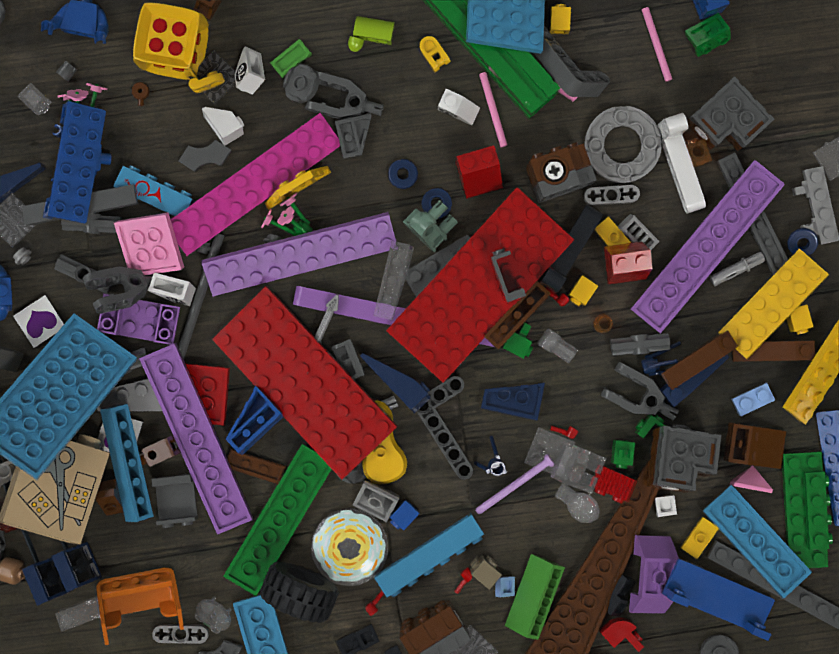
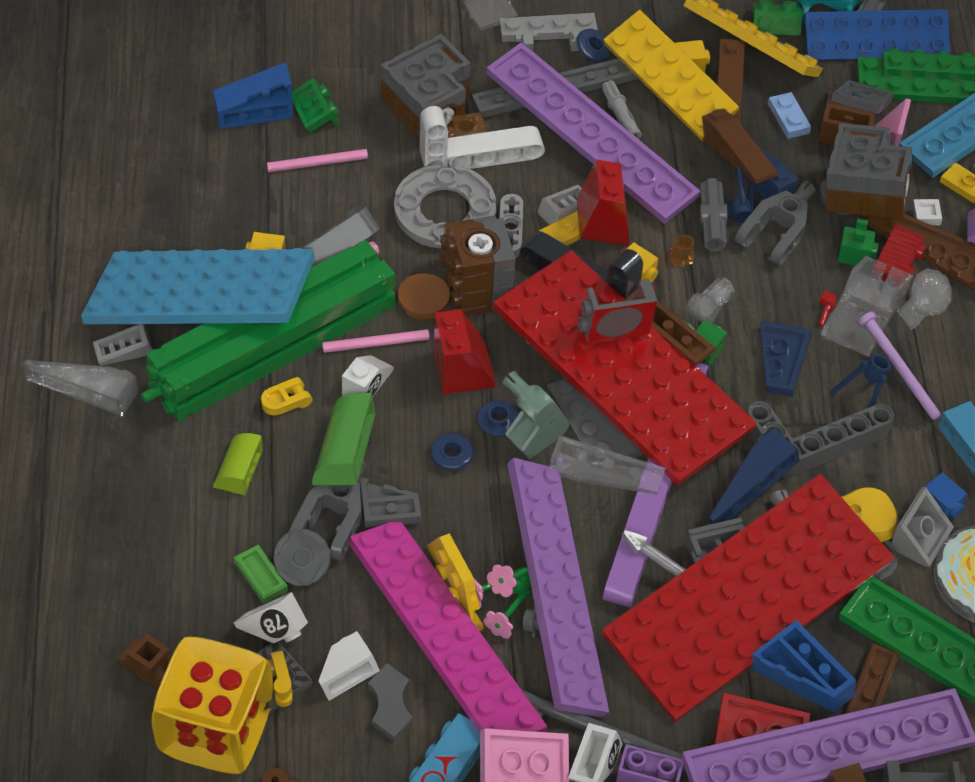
camera: 85 degrees left, 35 degrees down
(355, 44) = (254, 488): lime hinge -> none
(393, 99) = (345, 440): none -> bright green brick
(537, 137) = (423, 296): none -> dark orange tile
(644, 426) = (820, 217): green bracket -> none
(769, 455) = (862, 97): none -> dark grey tile

